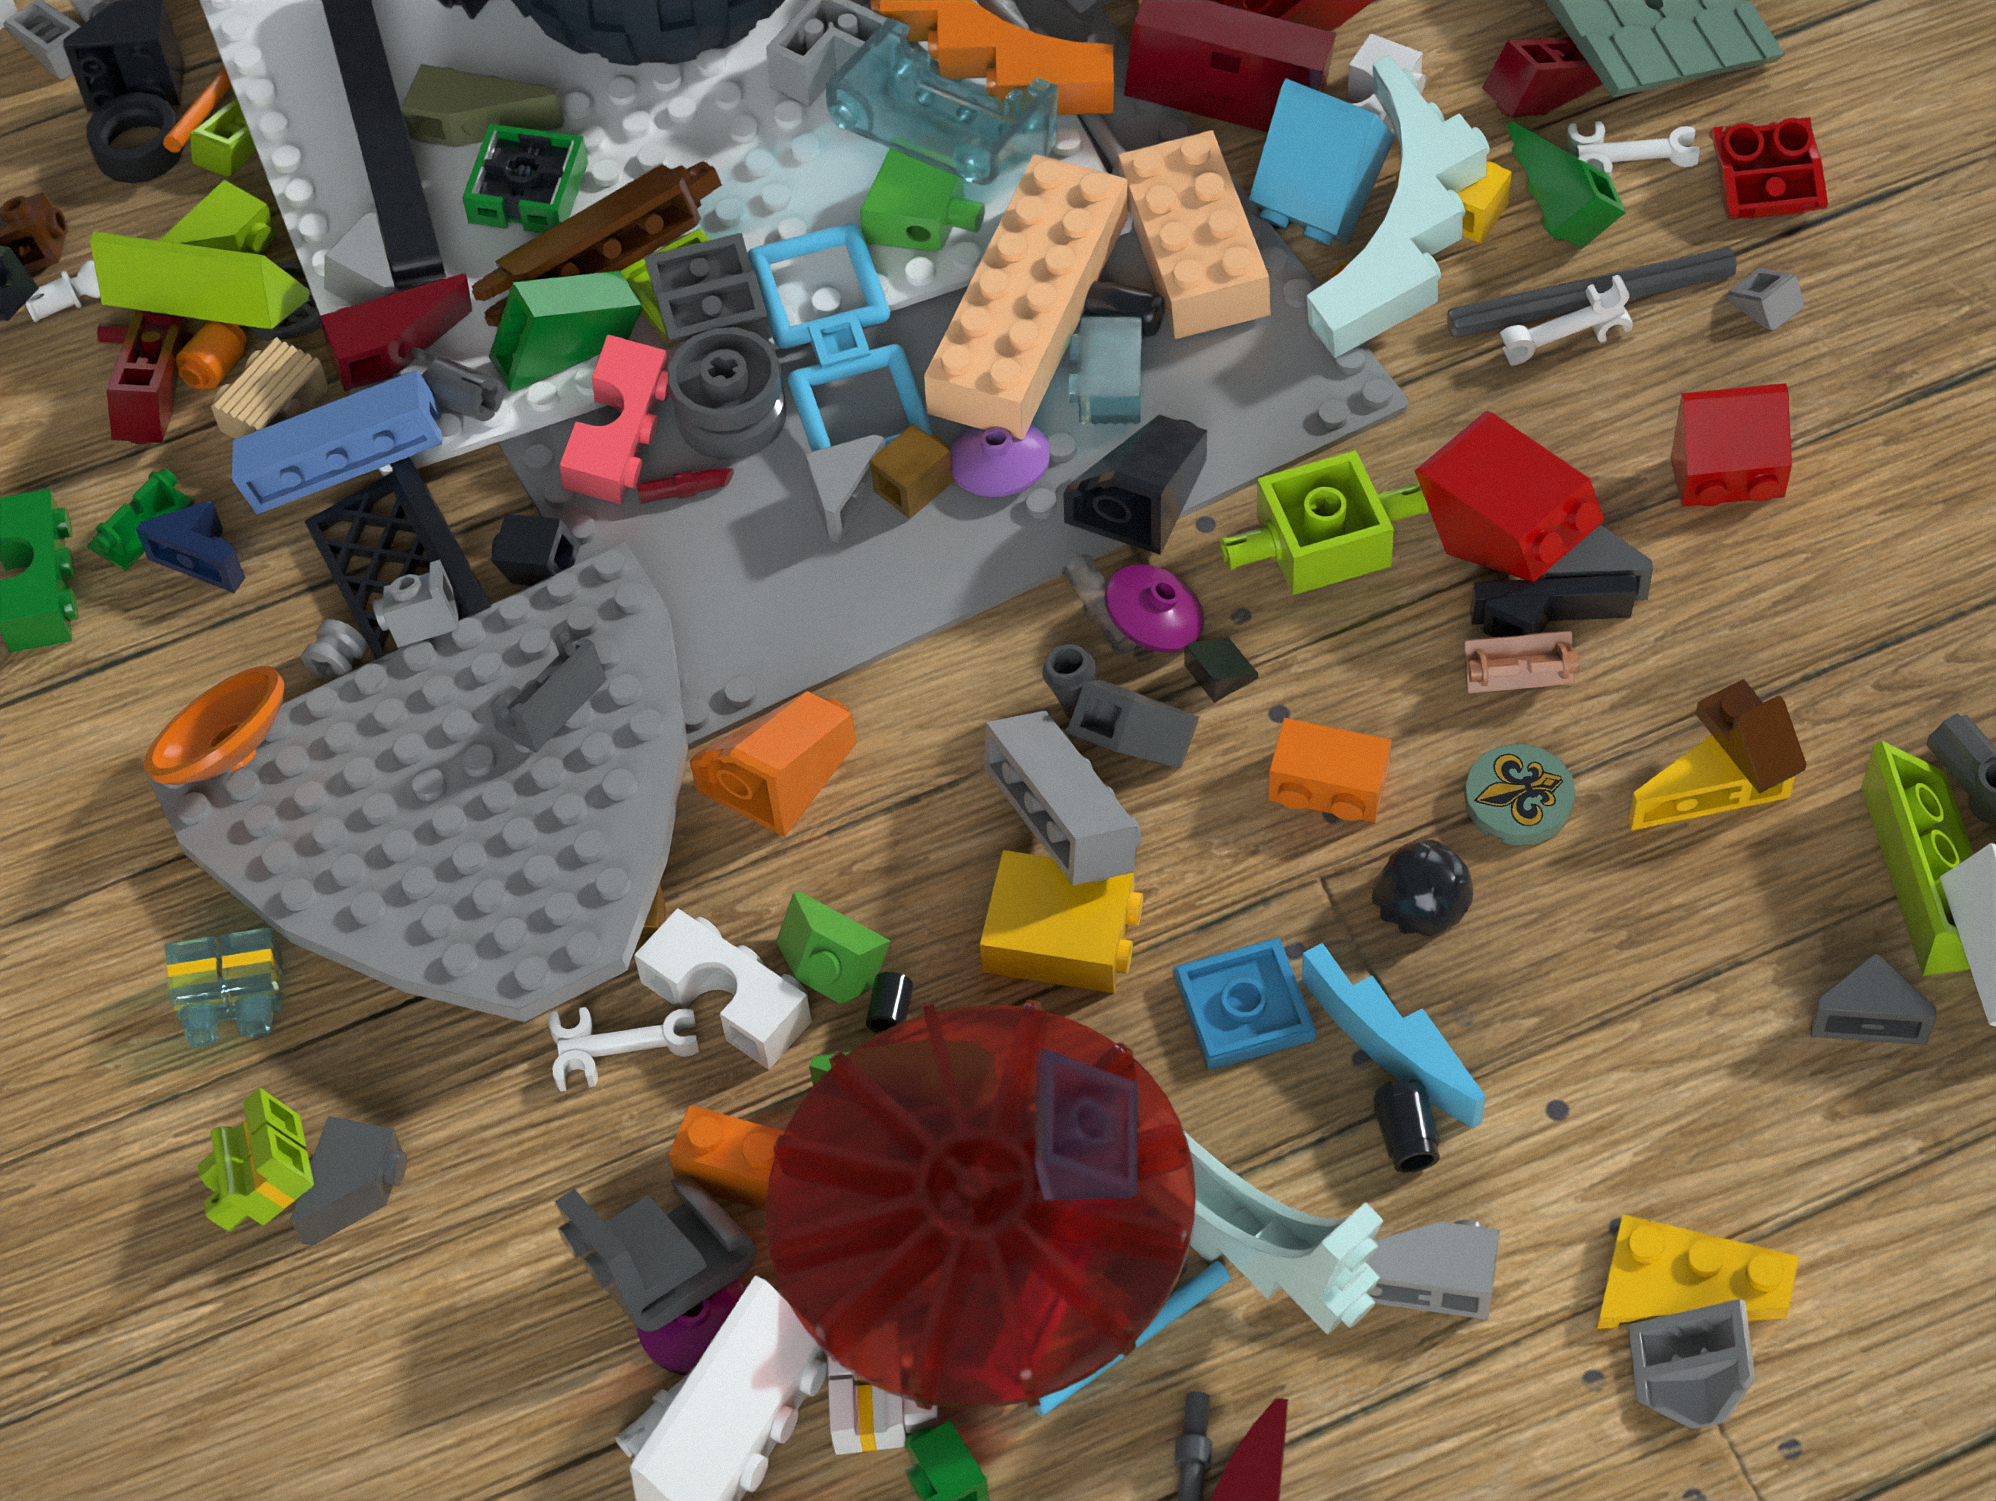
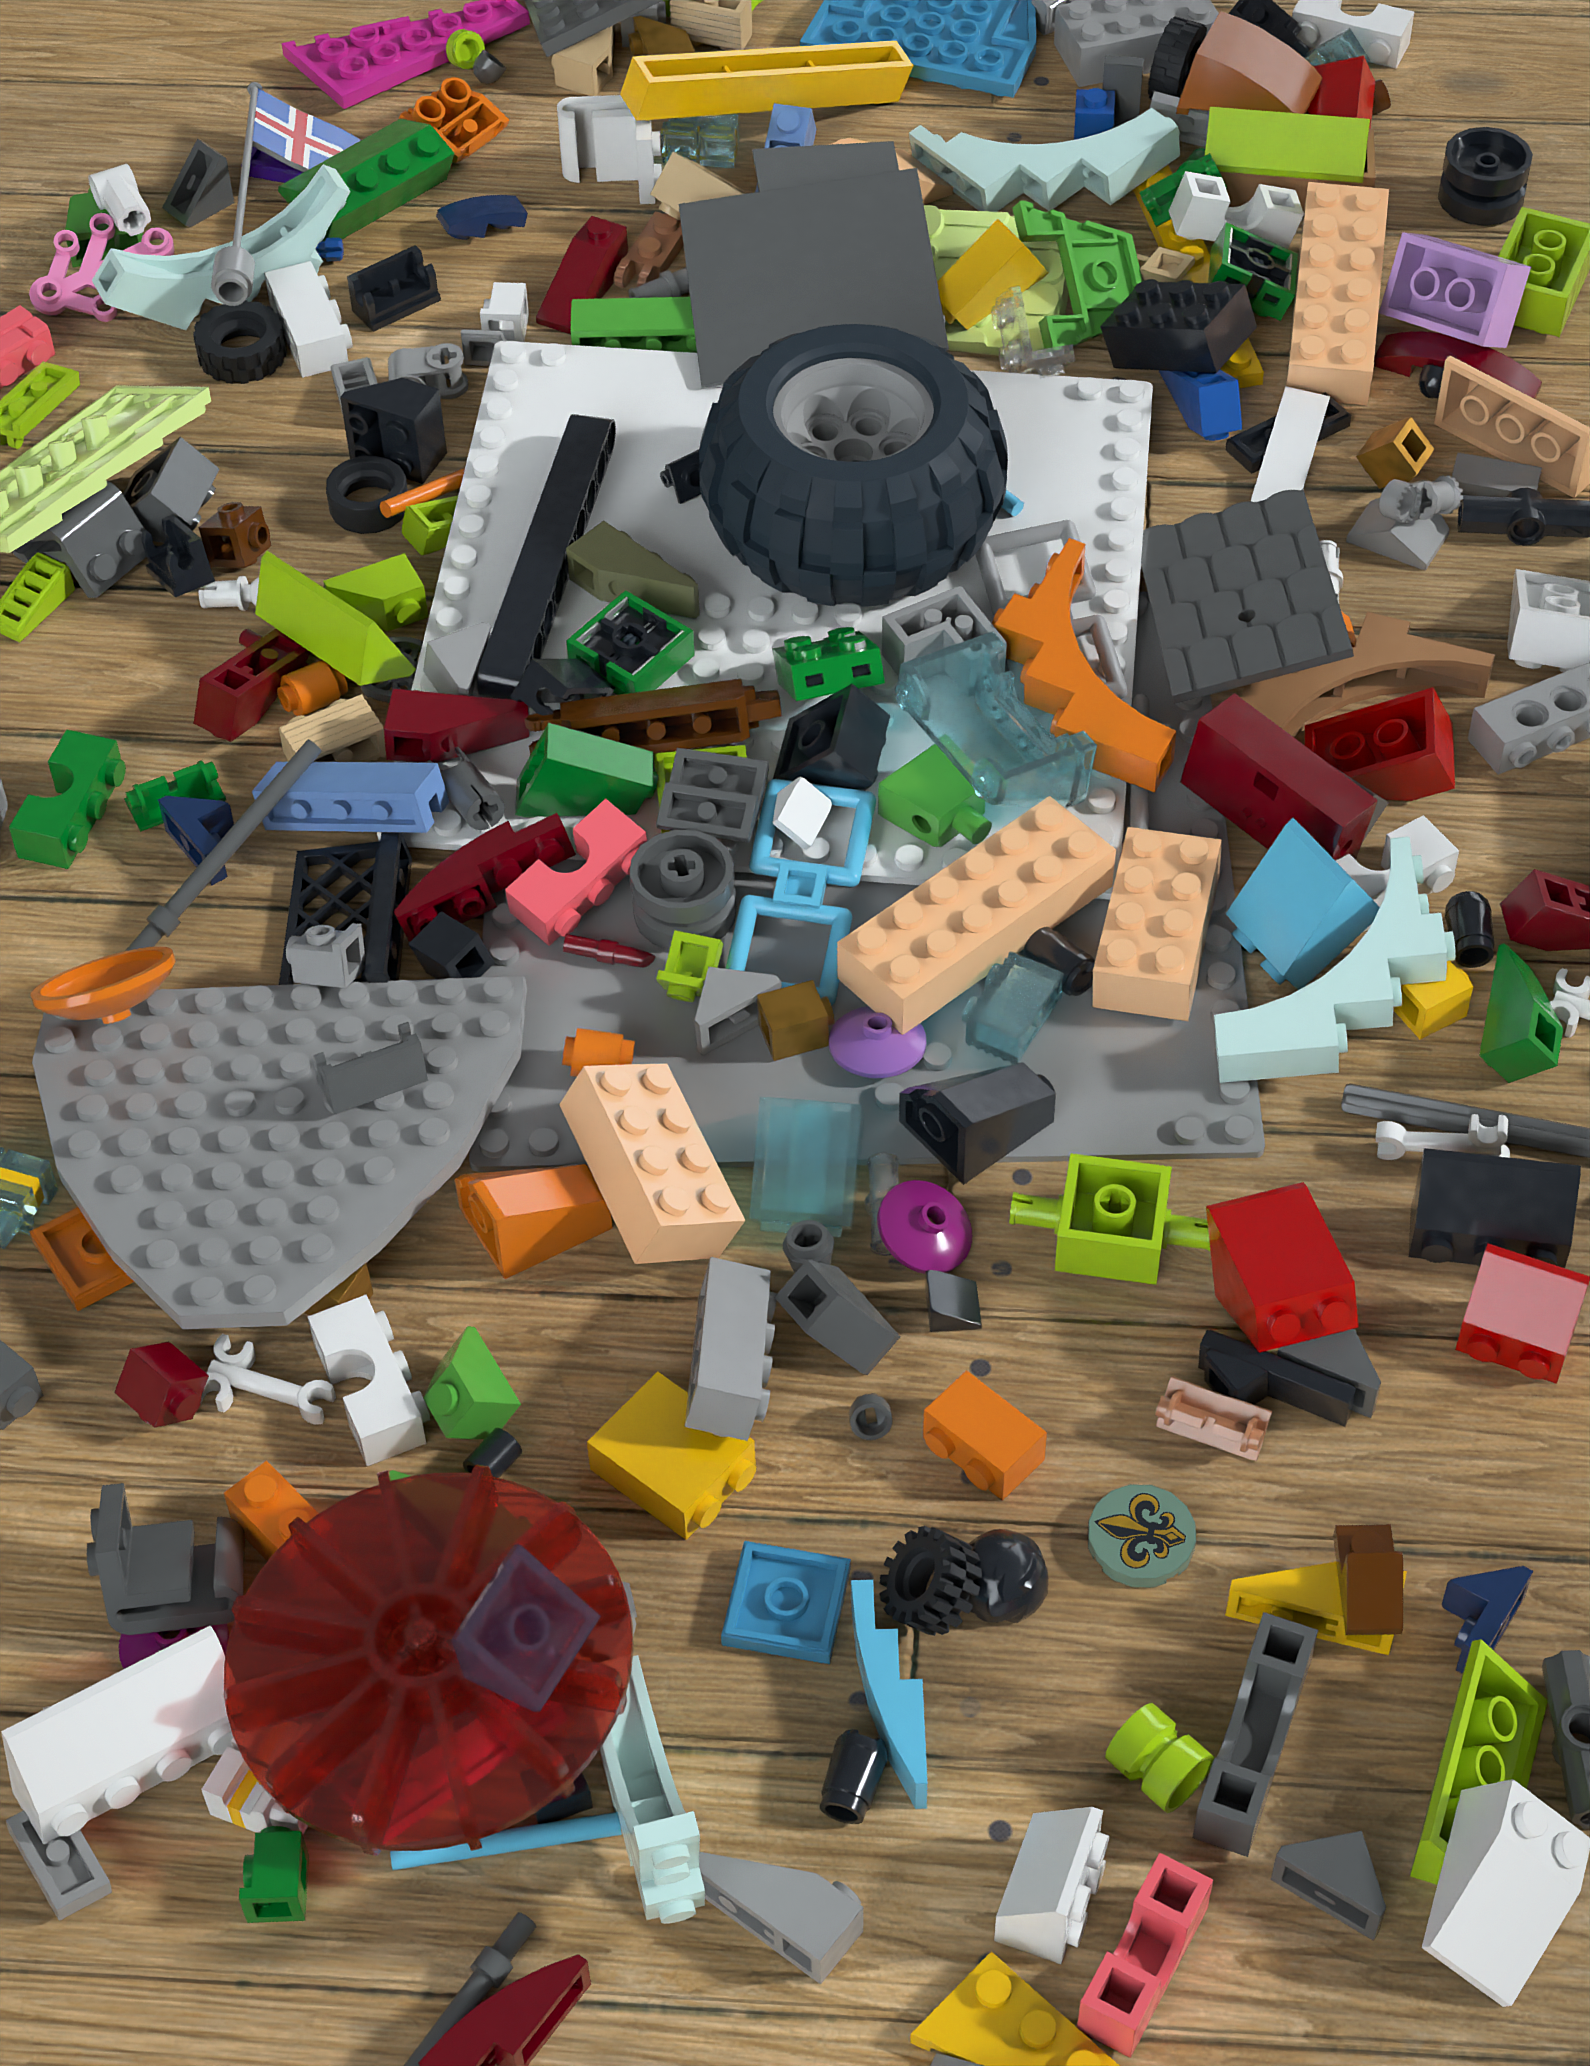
camera: 25 degrees right, 5 degrees down
(217, 644) = (165, 918): none -> dark grey bar
(334, 650) = (248, 963): light grey wheel -> none
(357, 1007) = (78, 1259): none -> orange plate
(485, 239) = (558, 682): none -> black hinge
(508, 466) = (489, 863): none -> dark red slope
(529, 1086) = (161, 1384): none -> dark red brick
(738, 116) = (827, 665): none -> green piece
(746, 585) = (596, 1049): none -> orange brick
(779, 463) = (688, 965): none -> lime bracket
(786, 189) = (835, 742): none -> black slope
(797, 268) = (801, 811): none -> white slope
(871, 660) = (651, 1163): none -> light nougat brick
(1013, 597) = (806, 1164): none -> clear light blue slope
(1222, 794) = (858, 1417): none -> dark grey hinge
(1398, 924) = (949, 1590): none -> black tyre
(1467, 102) = (1471, 921): none -> black piece
(1641, 364) = (1492, 1200): none -> black slope
(1644, 1126) = (1053, 1883): none -> white slope
(1663, 976) = (1152, 1751): none -> lime wheel
(1742, 960) = (1255, 1735): none -> dark grey arch
(1755, 1127) = (1140, 1969): none -> coral arch
(1854, 715) = (1486, 1604): none -> dark blue slope

